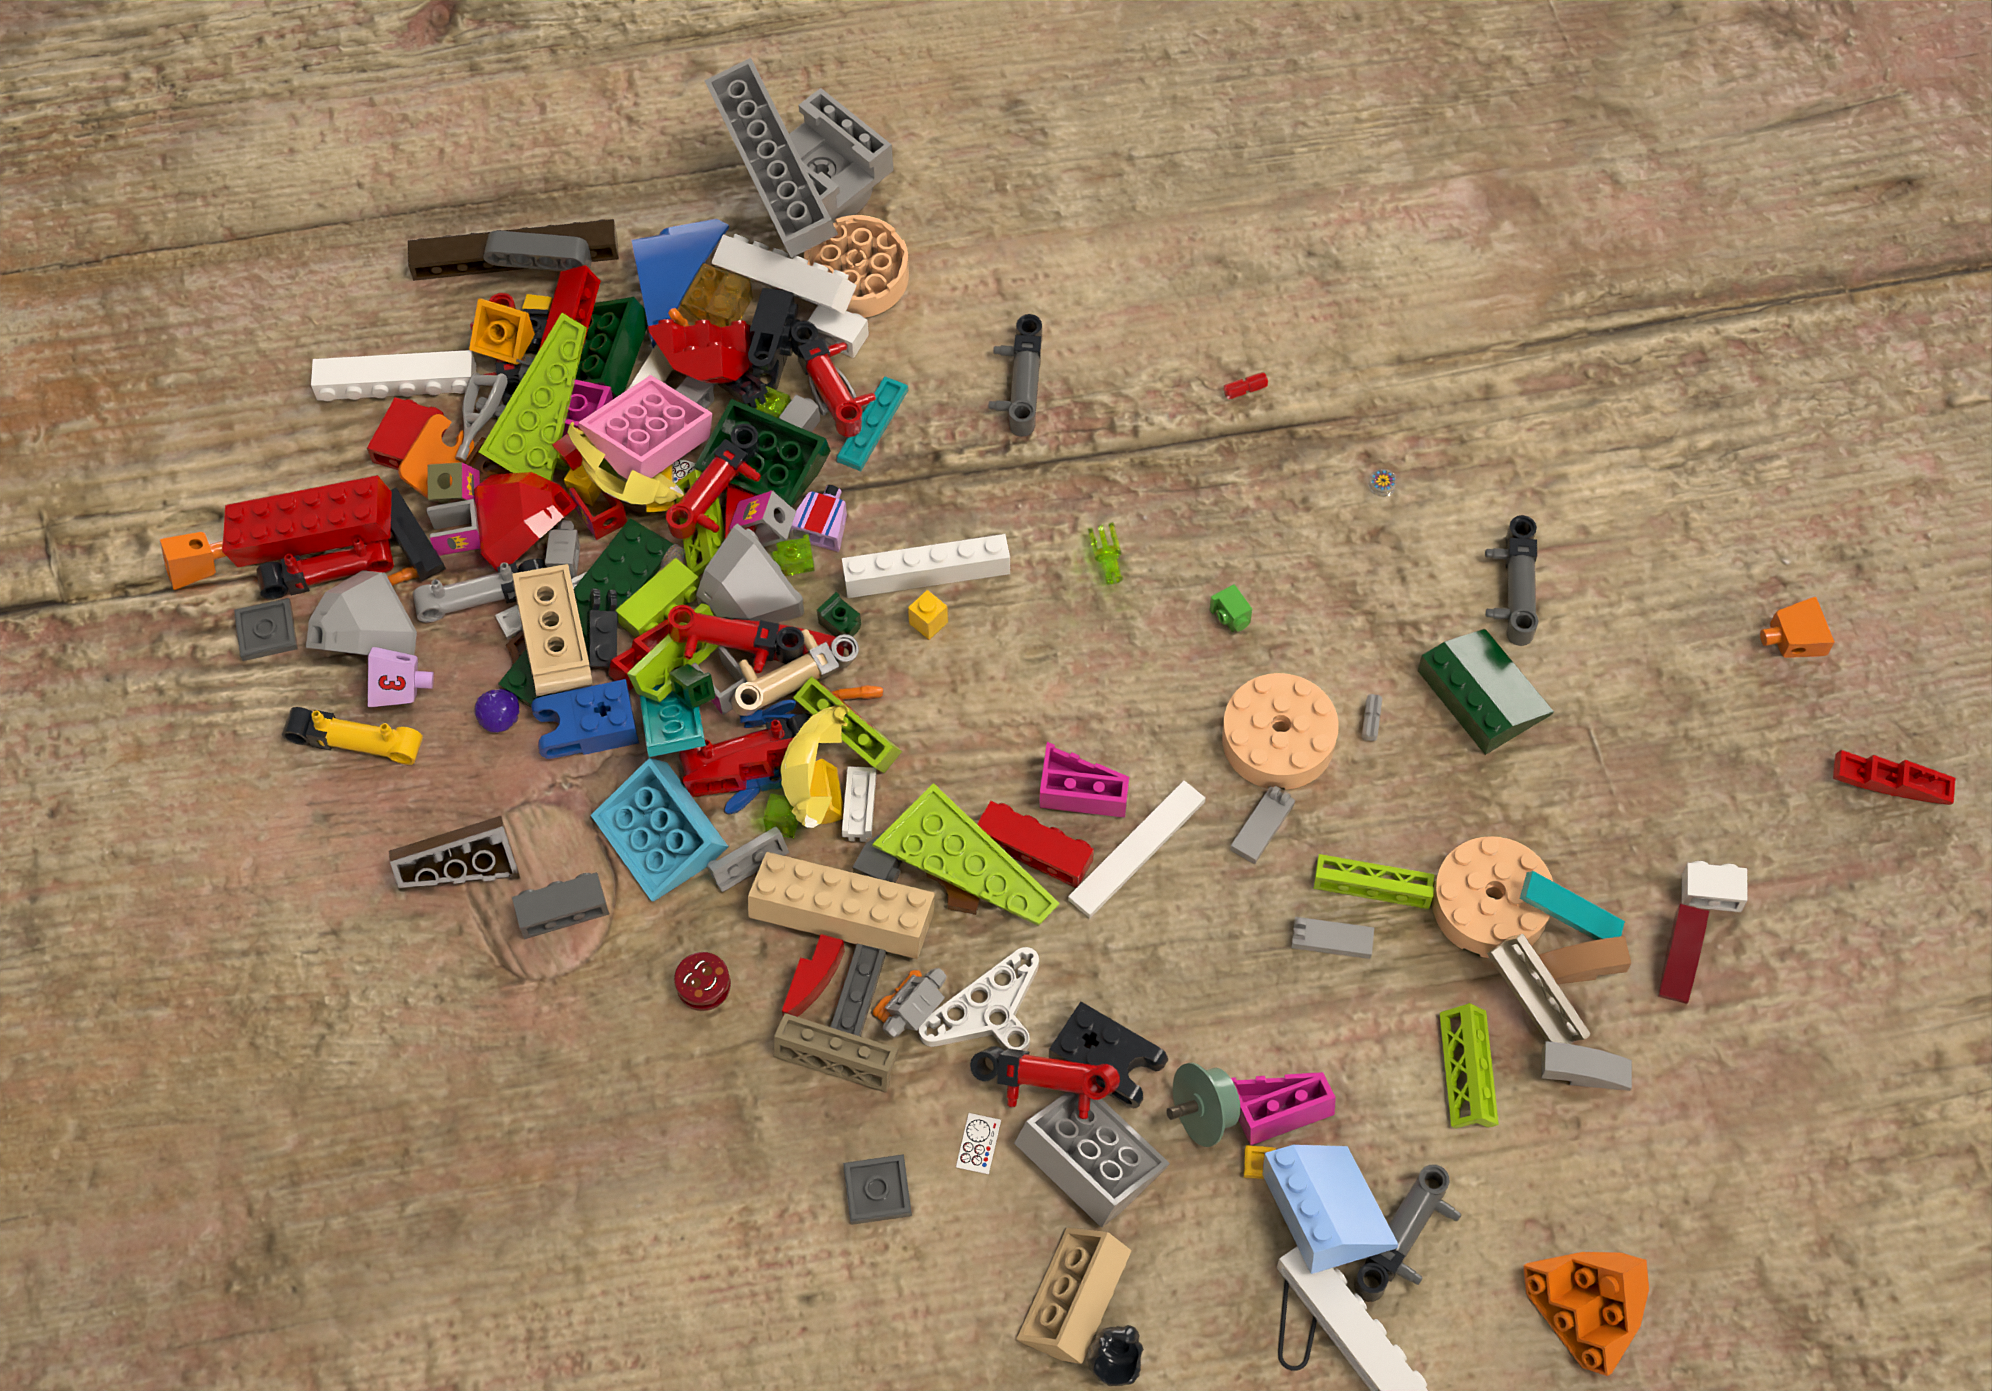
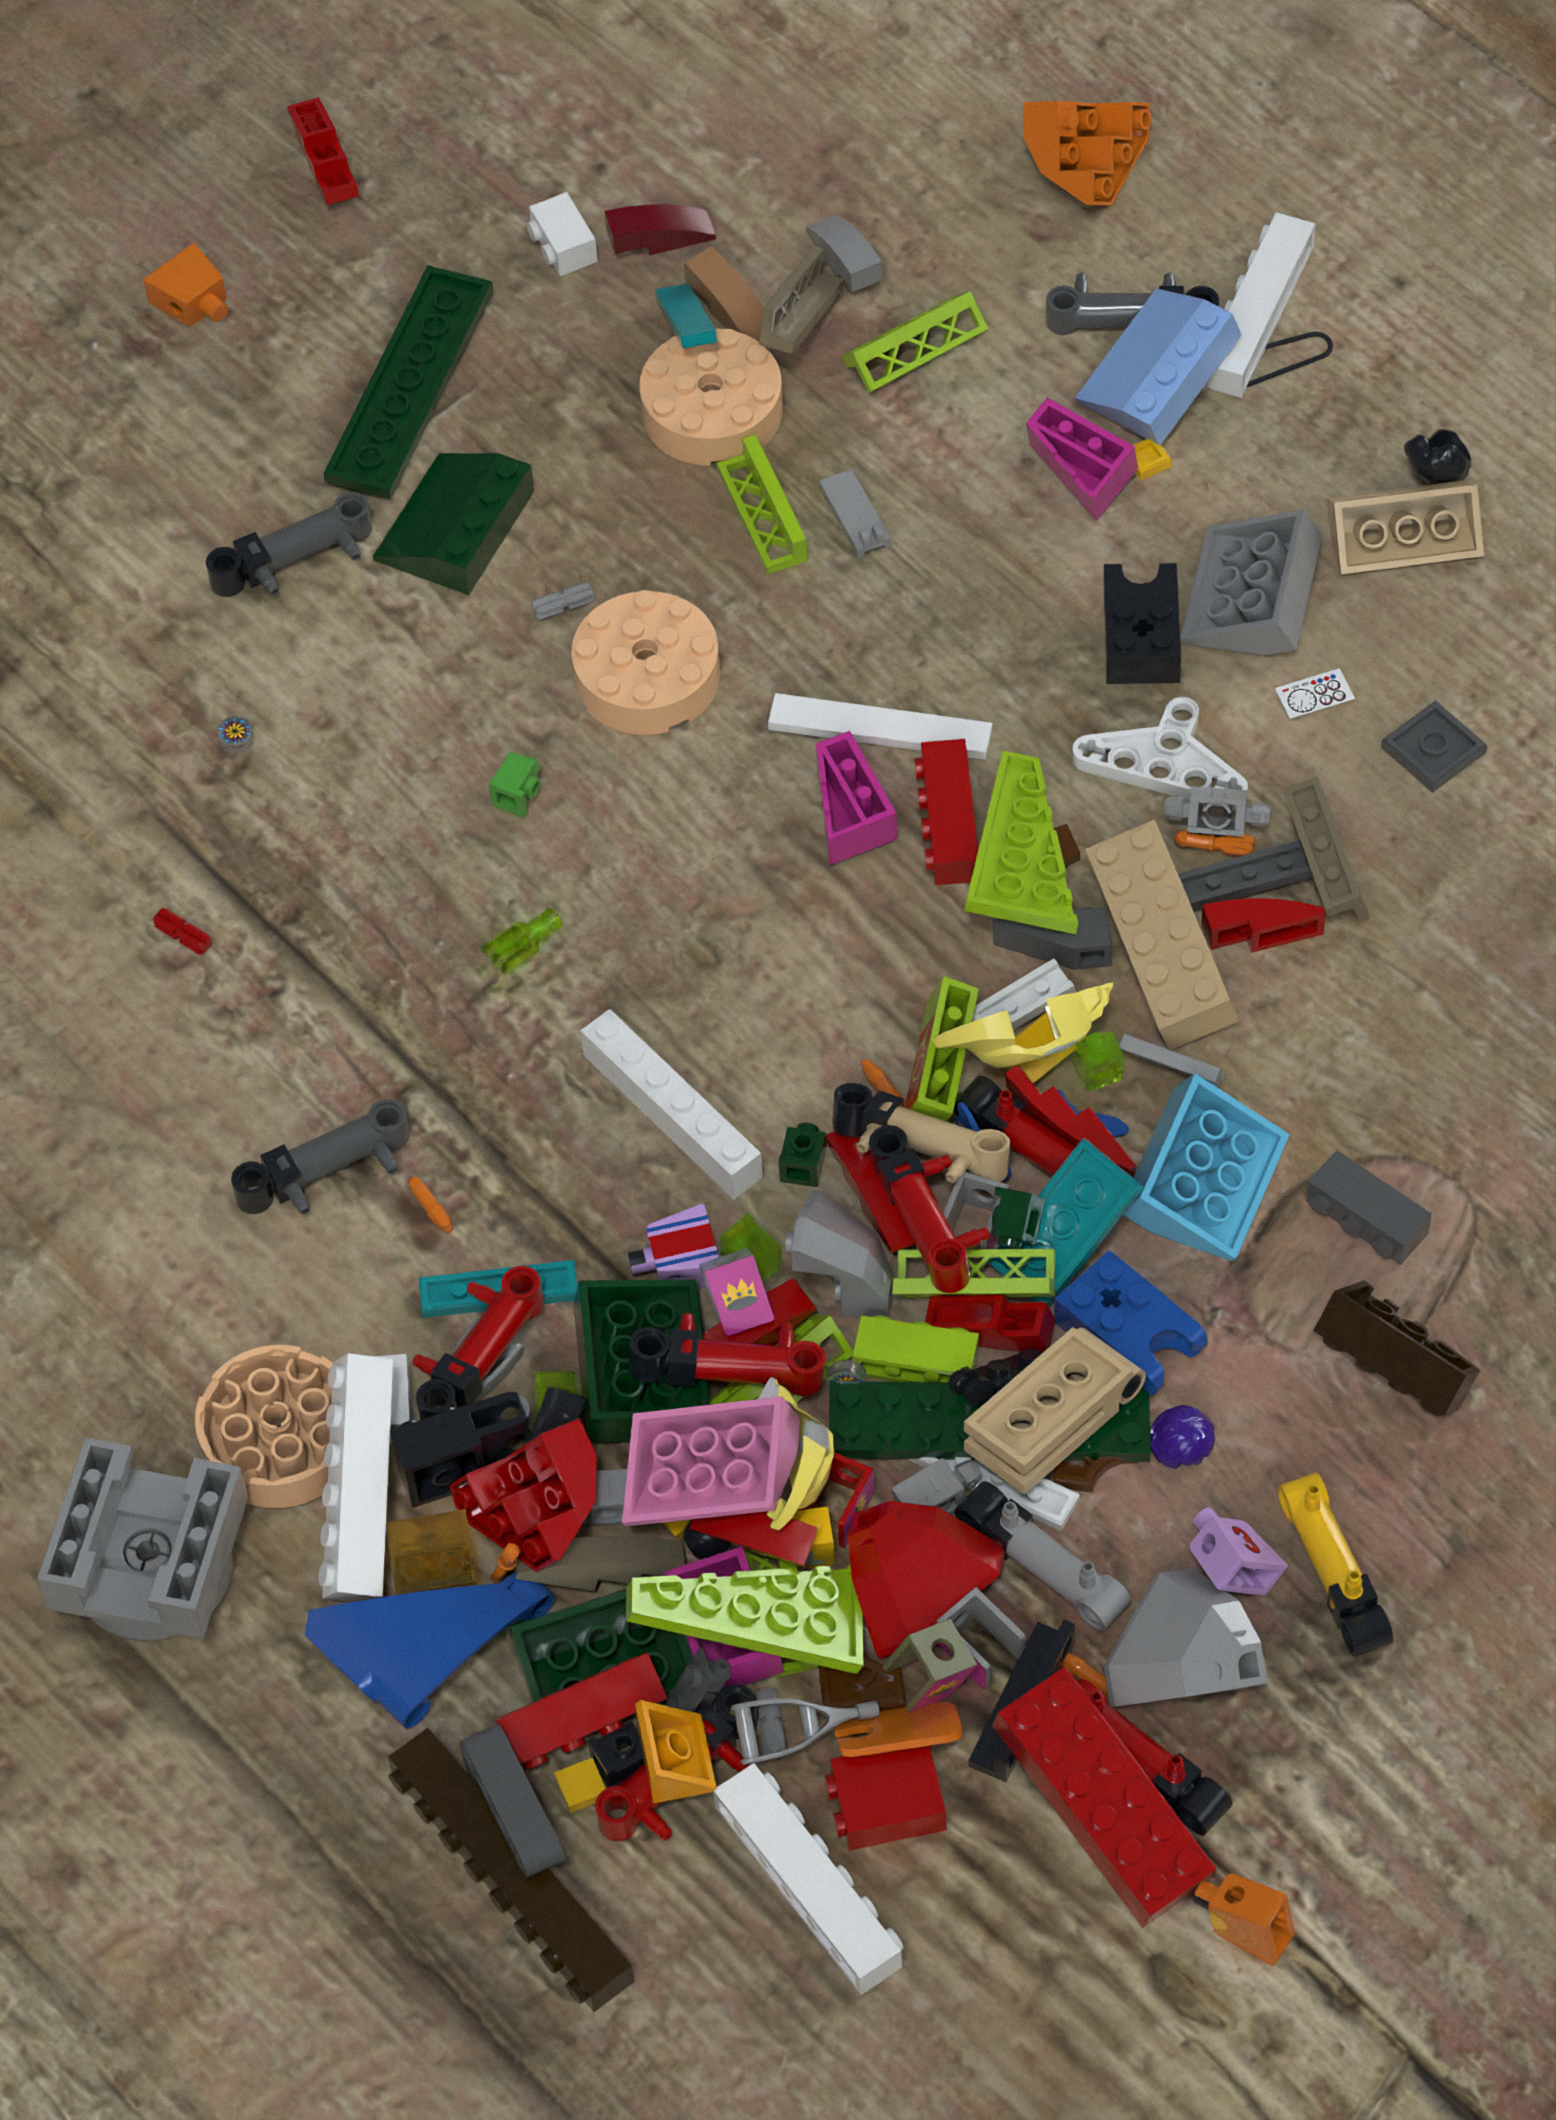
camera: 120 degrees left, 5 degrees down
(265, 629) = (1269, 1775): dark grey tile -> none
(702, 981) = (1344, 1021): dark red head -> none
(771, 158) = (210, 1538): light grey brick -> none
(802, 413) = (548, 1354): light grey brick -> none
(928, 614) = (736, 1064): yellow brick -> none
(947, 418) = (434, 1210): none -> orange piece
(1018, 1068) = (1219, 679): red piece -> none
(1204, 1102) = (1133, 504): sand green piece -> none
(1263, 824) = (766, 633): light grey hinge -> none
(1631, 723) = (408, 382): none -> dark green plate

